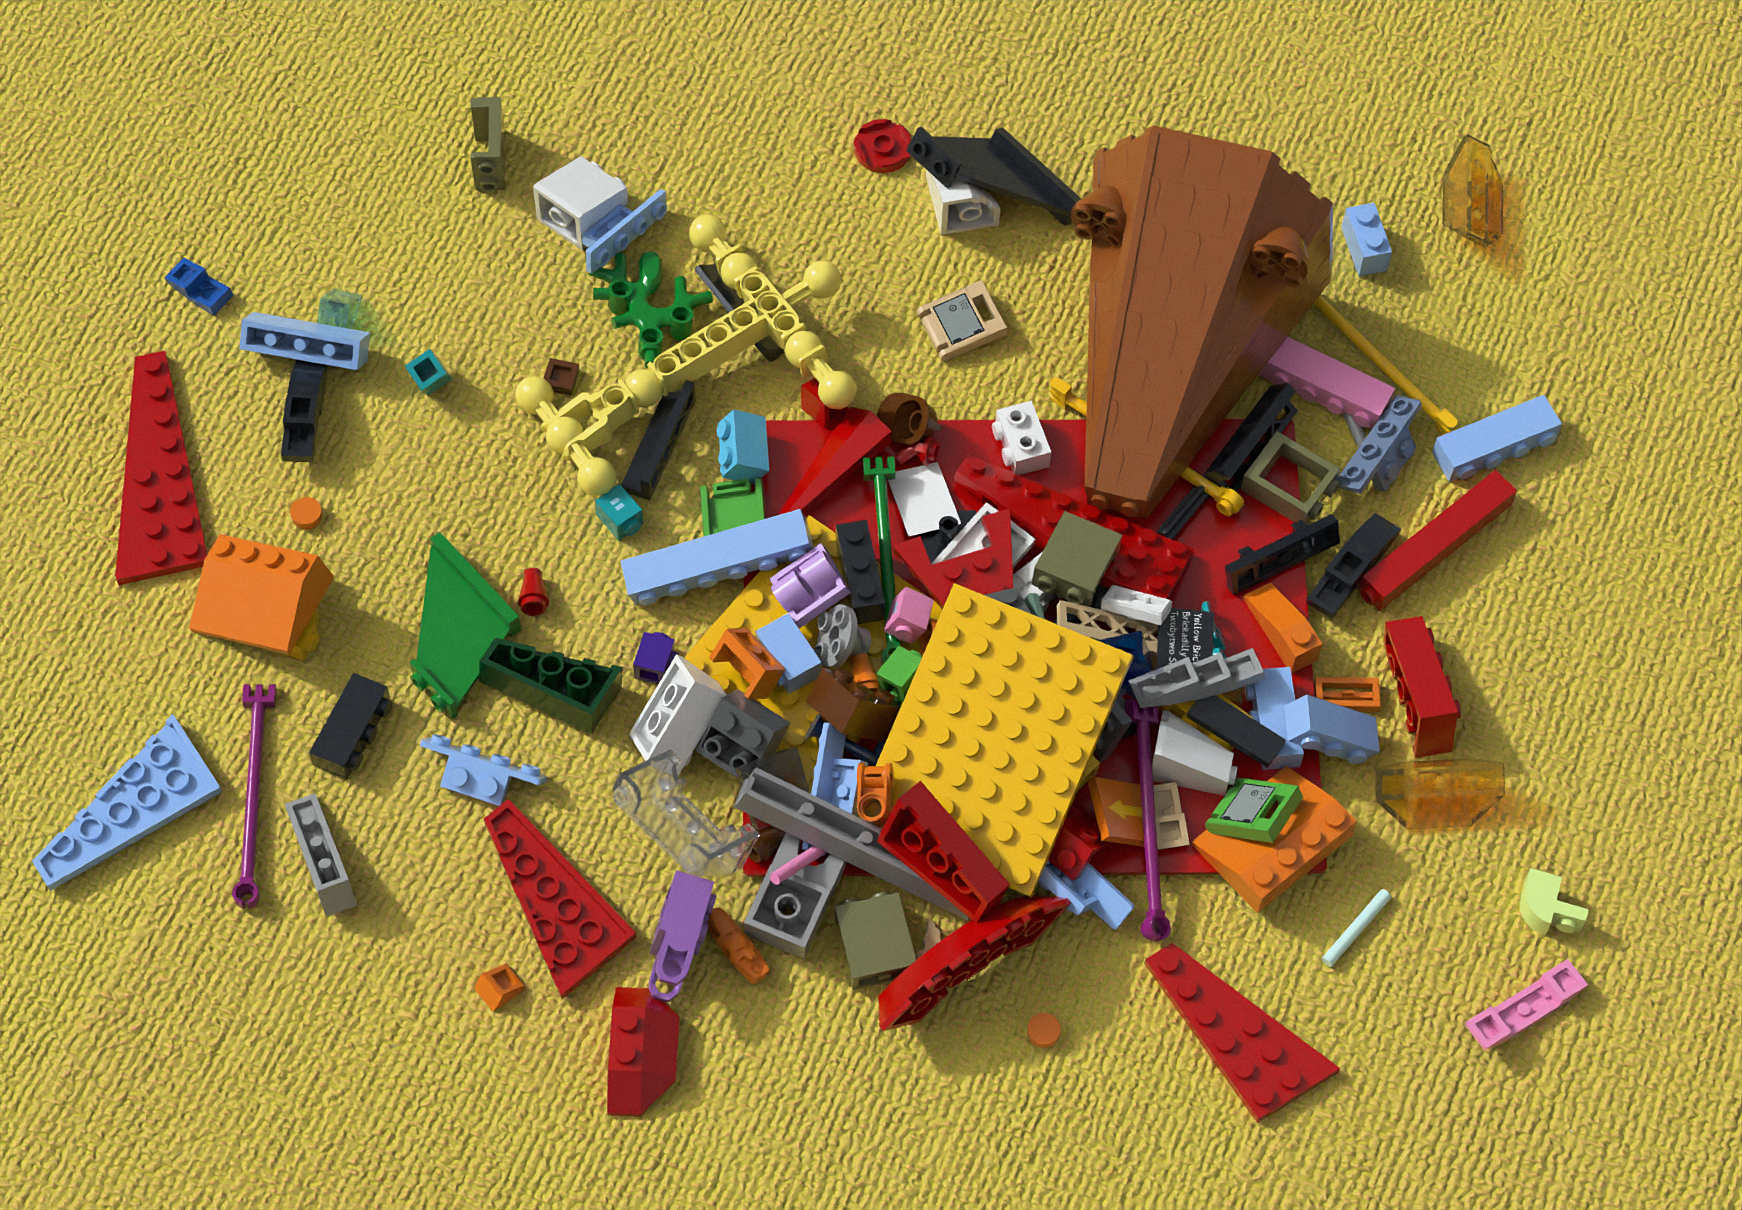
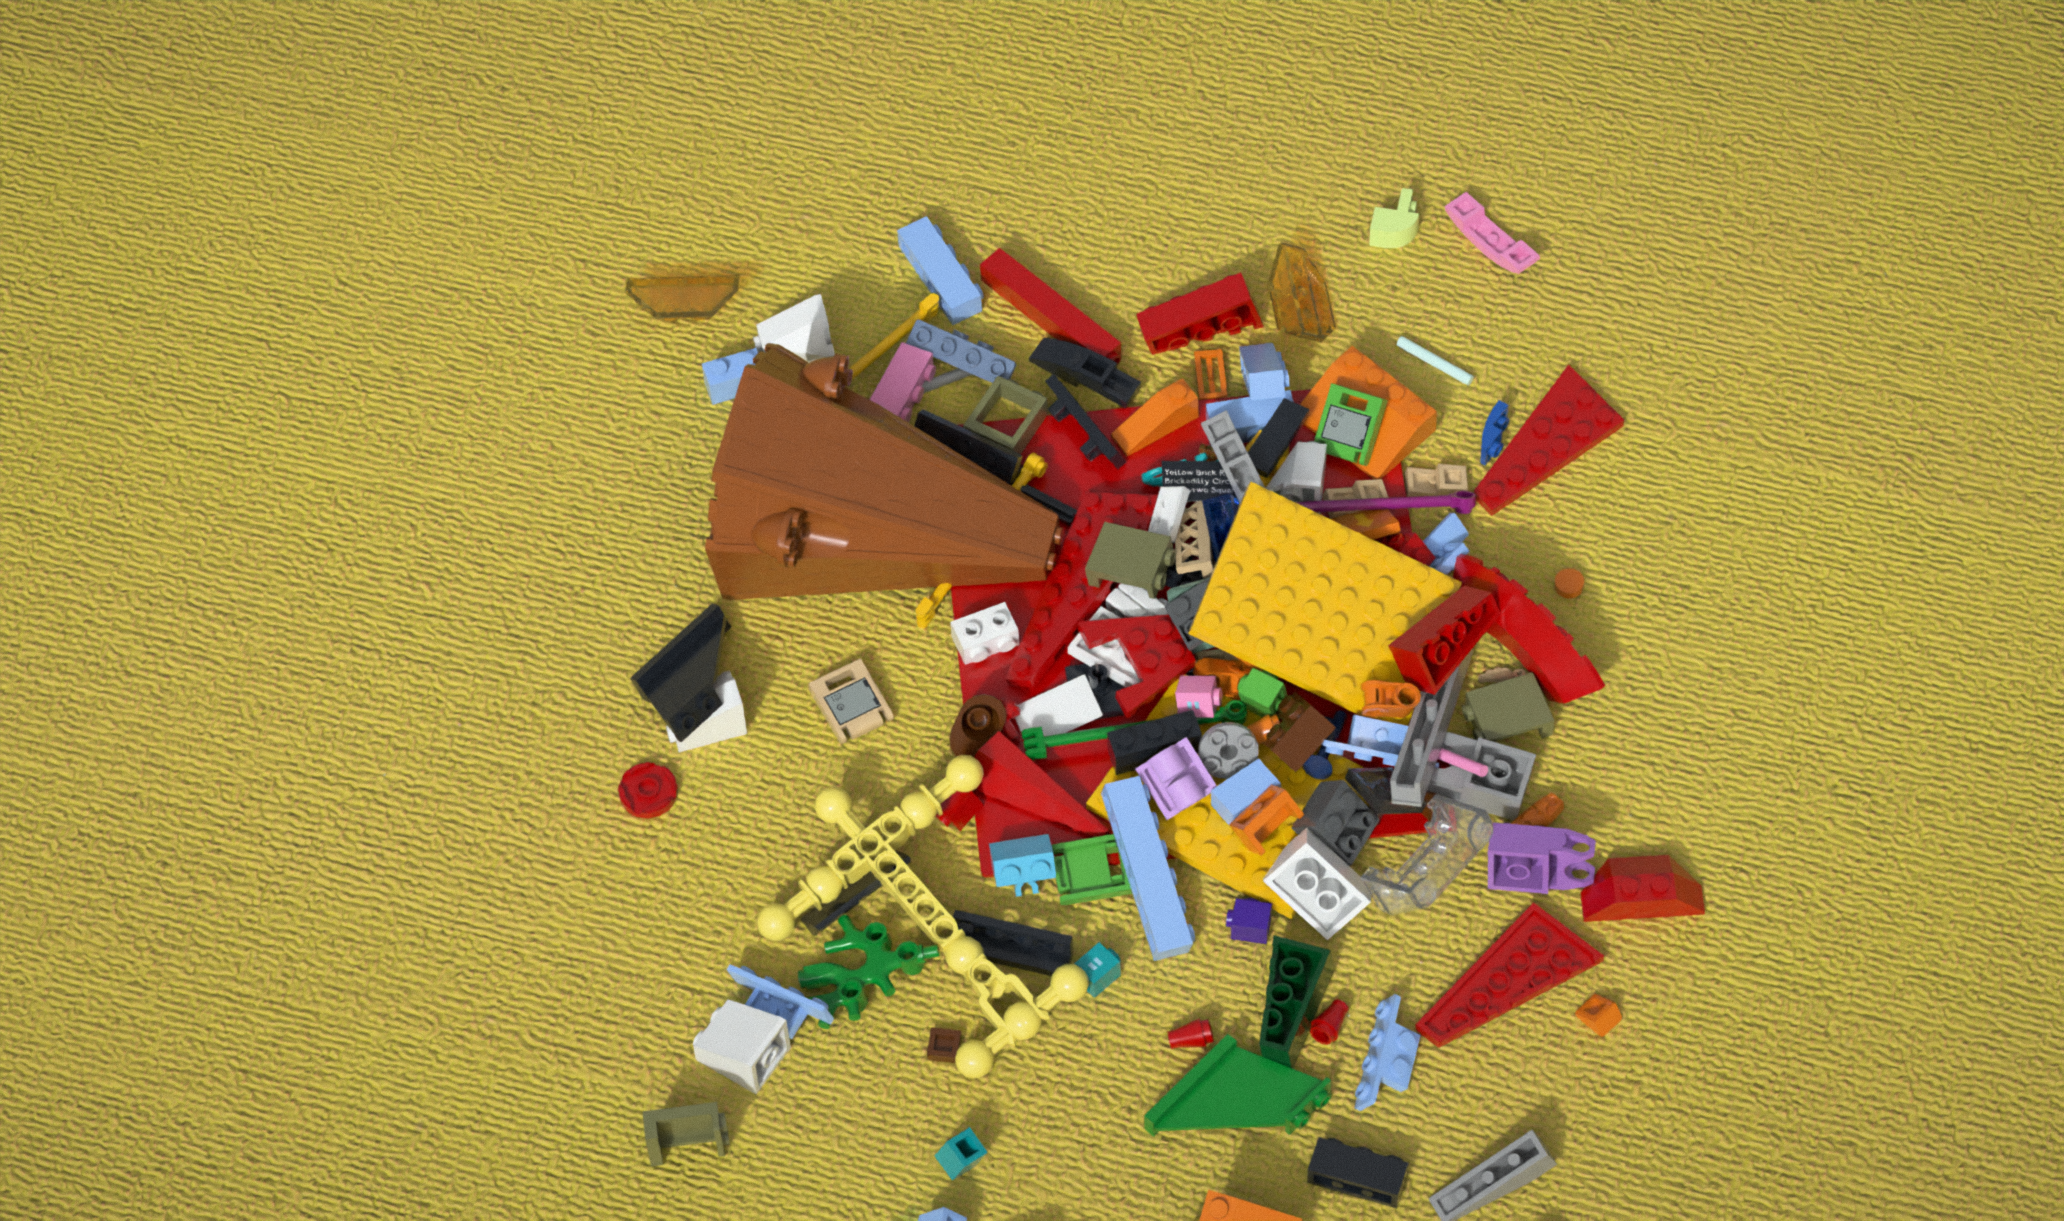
camera: 90 degrees left, 5 degrees down
(526, 720) = (1328, 1024): none -> red cone
(1190, 907) = (1430, 482): none -> tan slope
(1237, 966) = (1492, 433): none -> blue slope
(1412, 301) = (799, 329): none -> white slope

